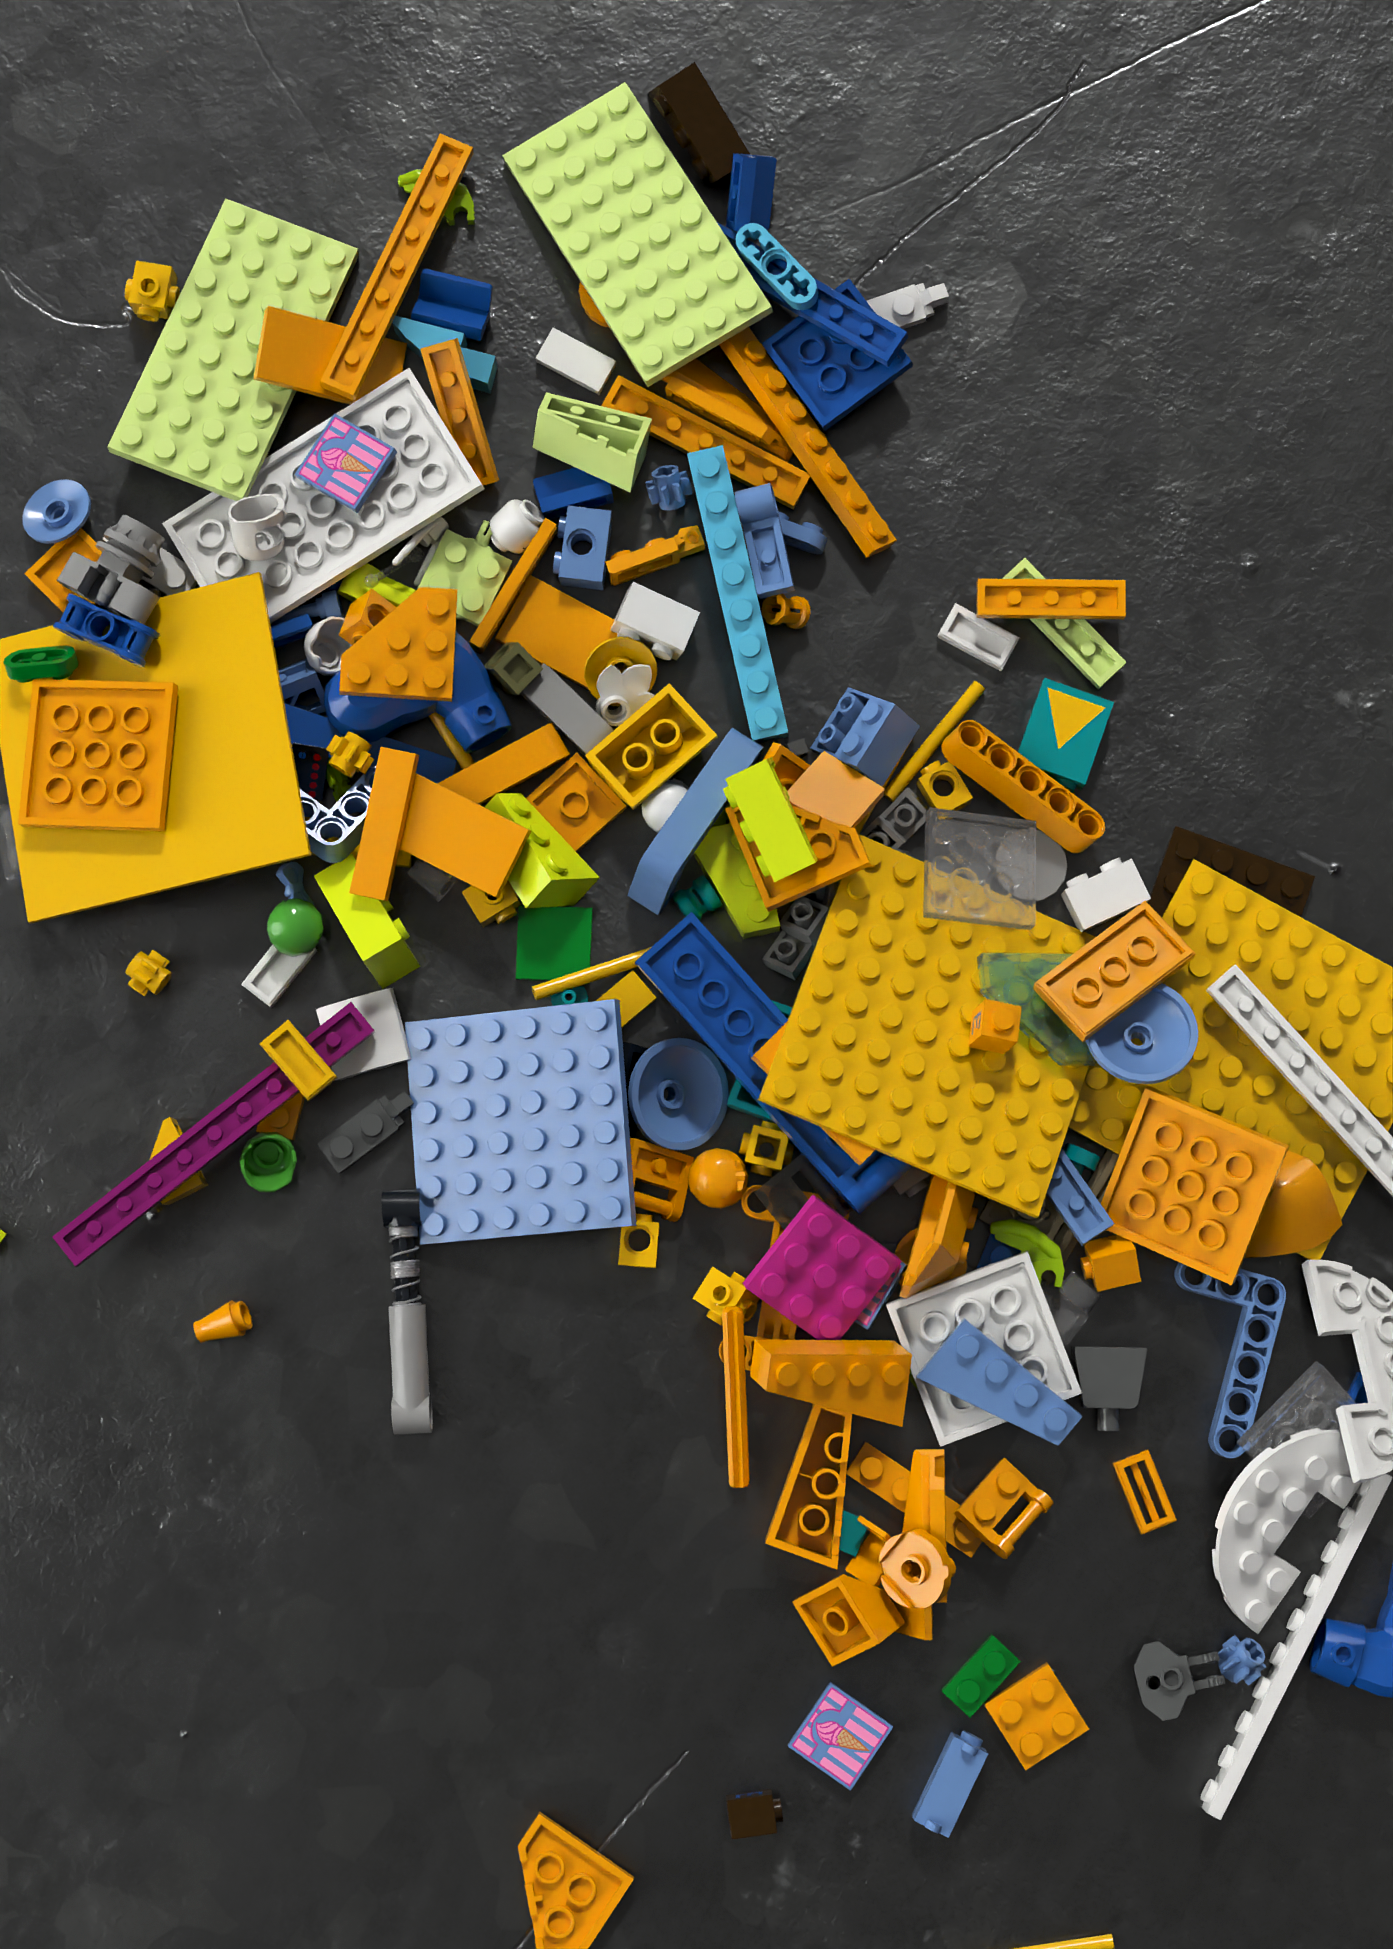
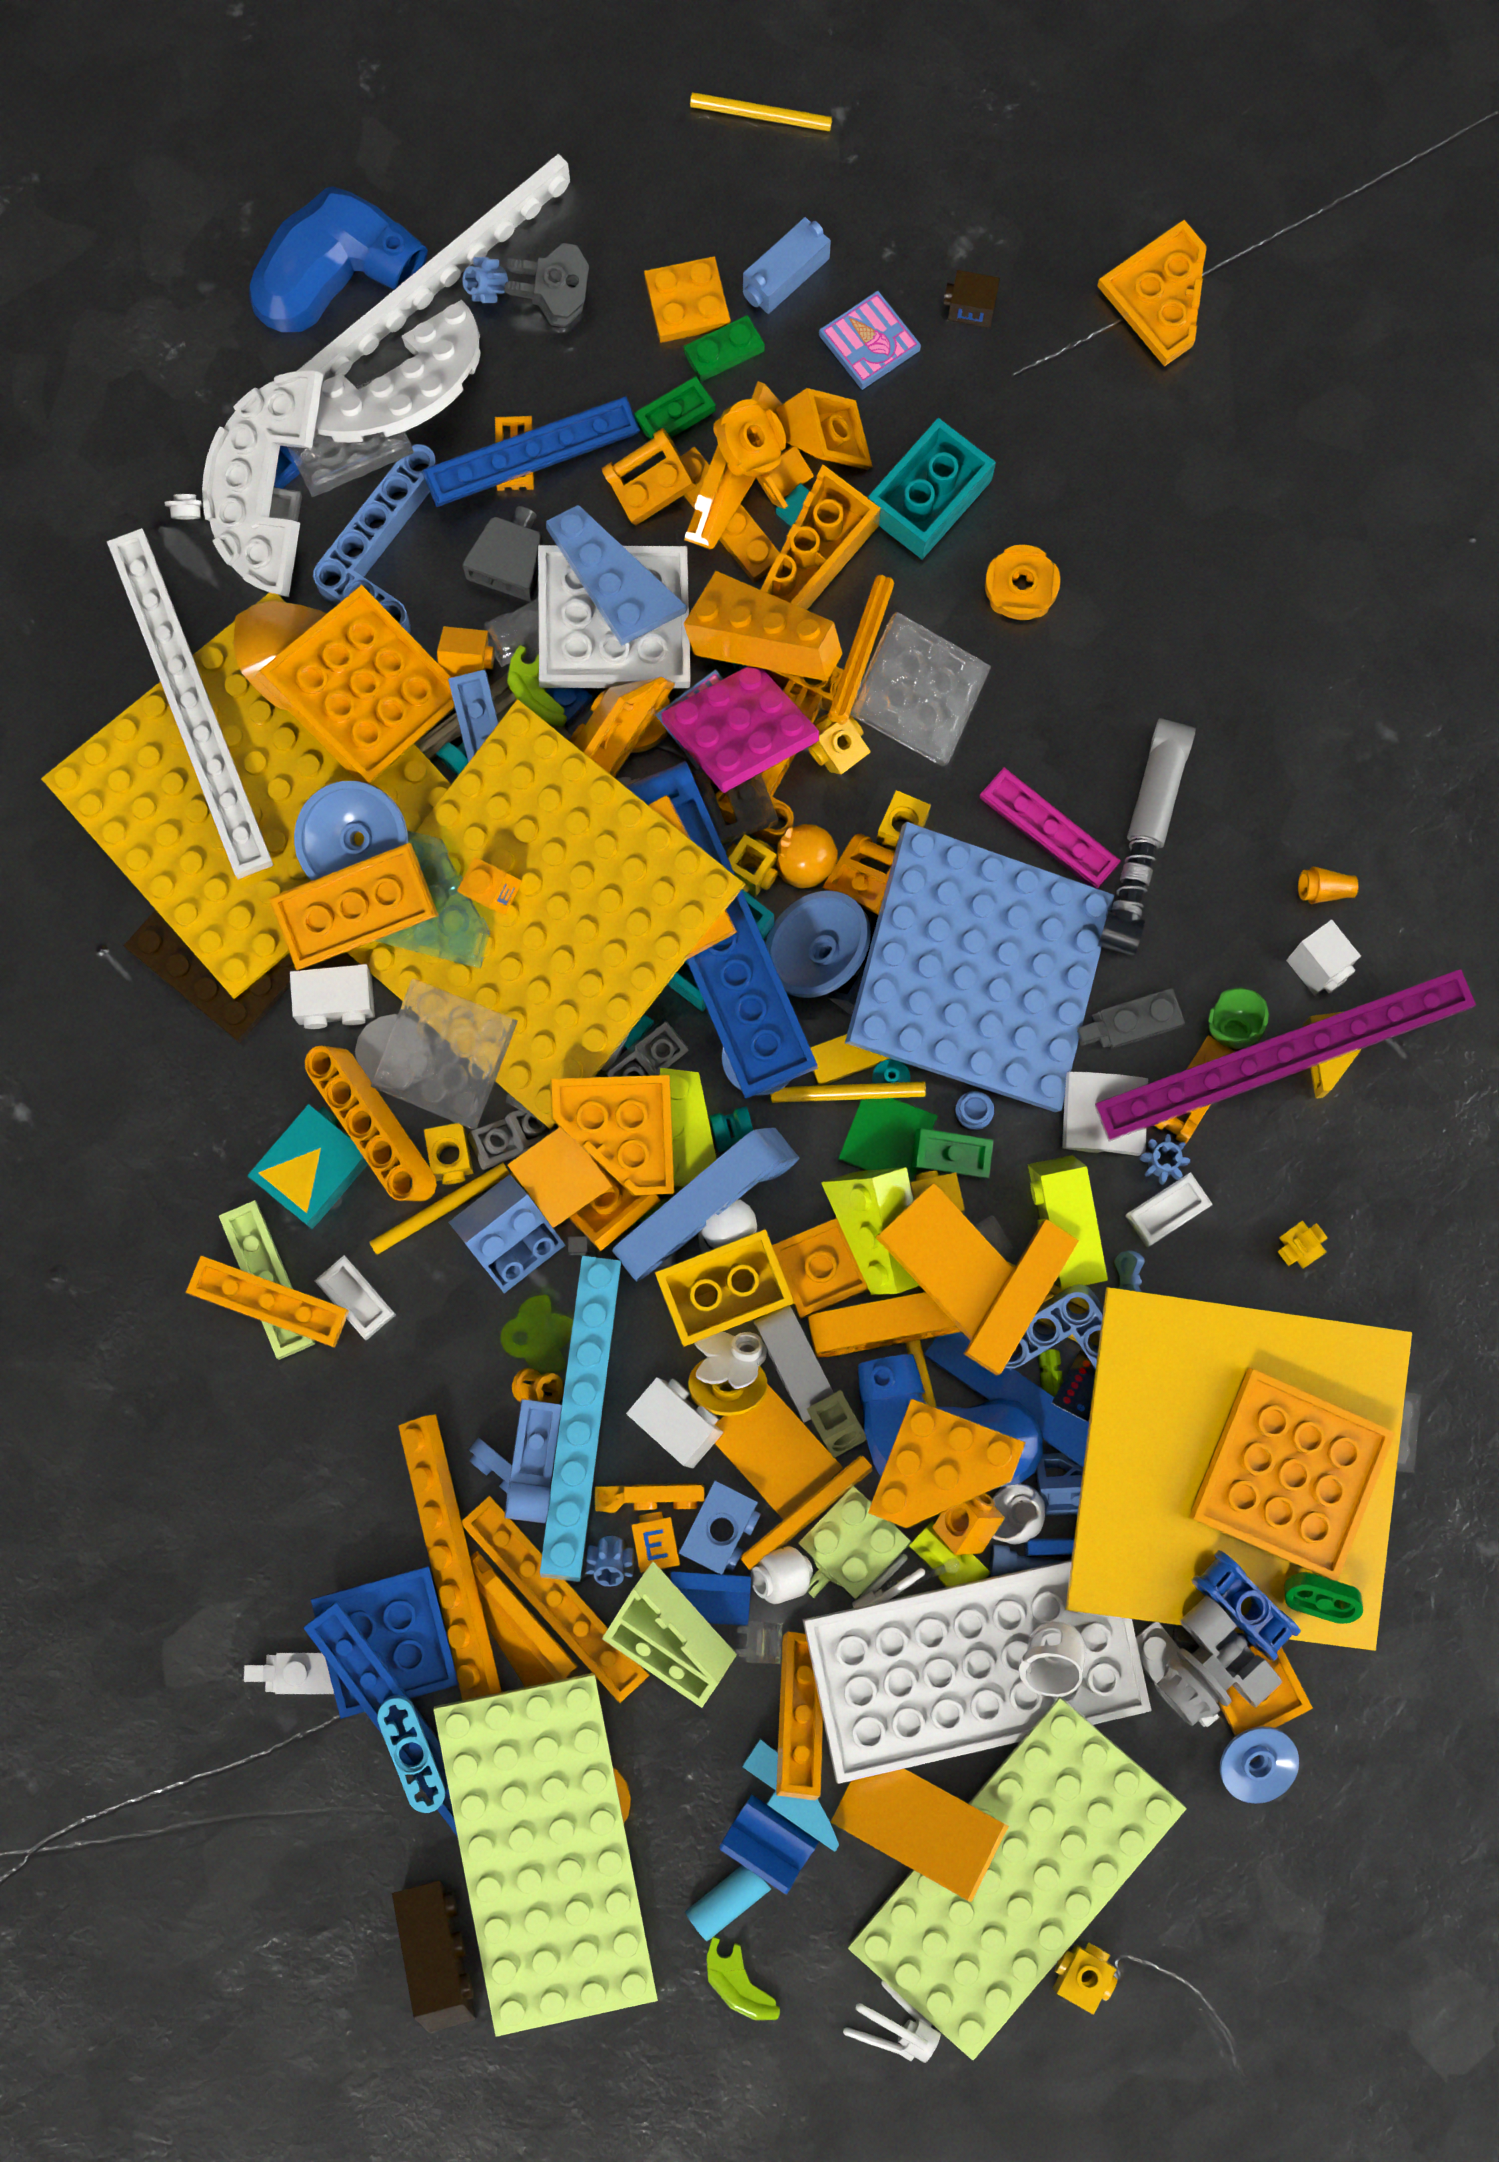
camera: 165 degrees left, 5 degrees down
(204, 1242) = (1324, 959): none -> white brick
(279, 198) = (916, 2037): none -> white plant
(295, 927) = (1142, 1236): bright green hair -> none
(296, 998) = (1162, 1149): none -> medium blue gear
(298, 1060) = (1180, 1095): yellow tile -> none
(346, 463) = (939, 1698): tile -> none
(350, 754) = (1033, 1385): yellow gear -> none
(396, 267) = (812, 1906): light orange plate -> none
(473, 247) = (726, 1901): none -> medium azure piece
(483, 996) = (974, 1110): none -> medium blue plate
(490, 945) = (952, 1153): none -> green plate
(500, 1290) = (1049, 829): none -> dark pink tile
(514, 467) = (762, 1642): none -> clear tile
(576, 361) = (658, 1738): white tile -> none
(624, 1539) = (1039, 570): none -> light orange plate
(635, 516) = (655, 1542): none -> light orange brick
(667, 1380) = (919, 689): none -> clear plate
(725, 1589) = (931, 487): none -> teal brick
(750, 190) = (408, 1855): blue panel -> none
(770, 820) = (634, 1155): neon yellow wedge -> none
(798, 663) = (545, 1335): none -> clear neon green plate
(1003, 1588) = (676, 410): none -> green plate
(1126, 1492) = (530, 451): none -> blue tile
(1342, 1355) = (285, 504): none -> light grey tile

